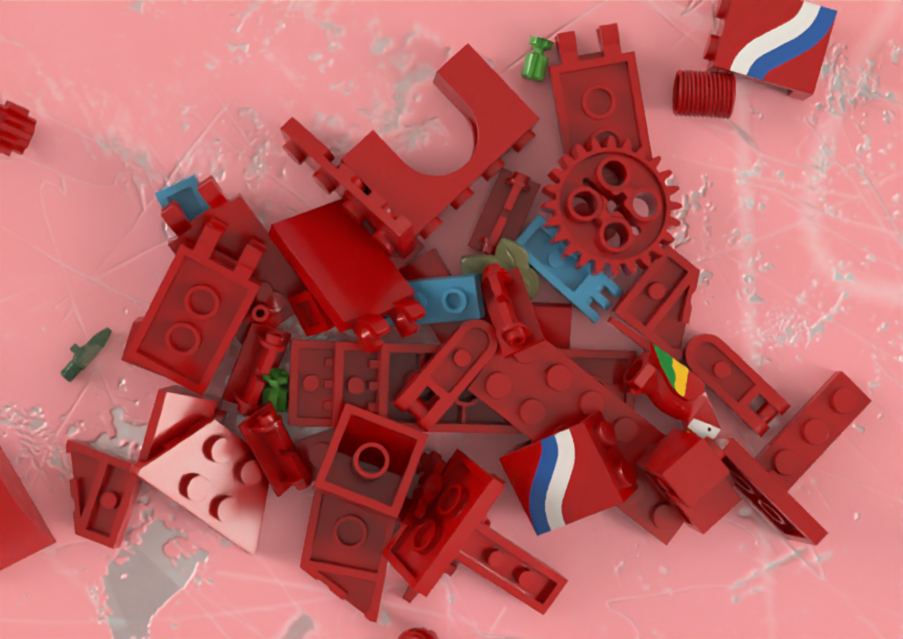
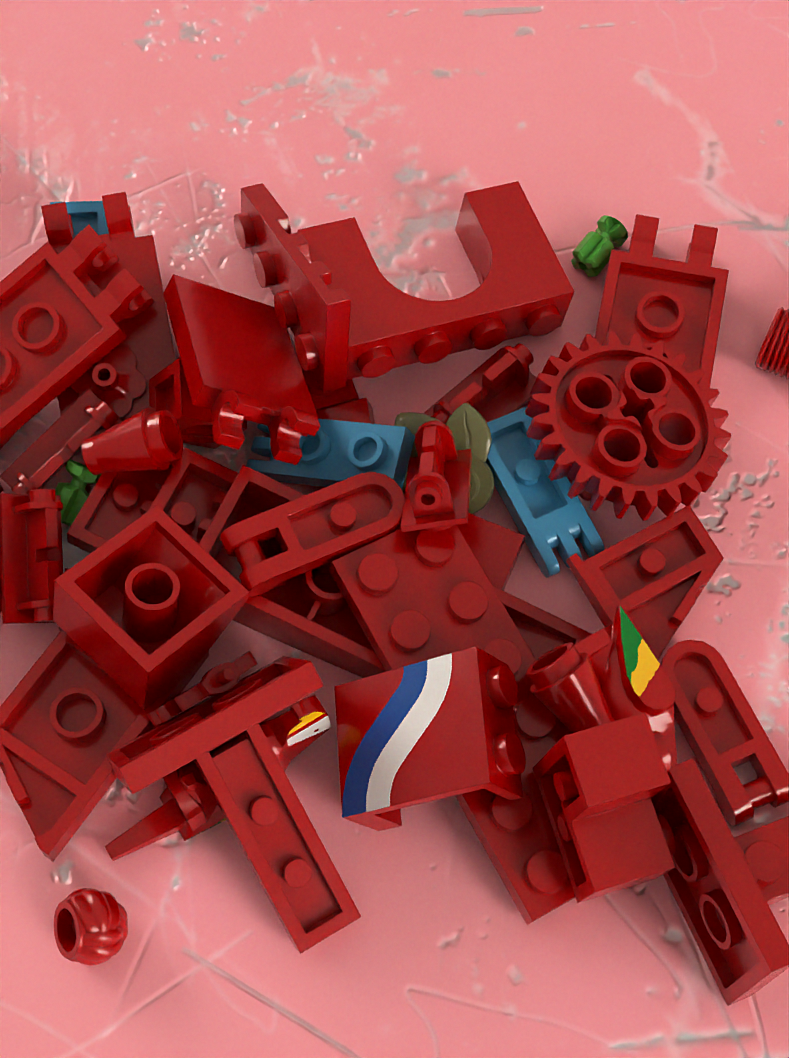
camera: 25 degrees right, 25 degrees down
(309, 357) = (136, 444): none -> red cone
(642, 411) = (569, 688): none -> red cone

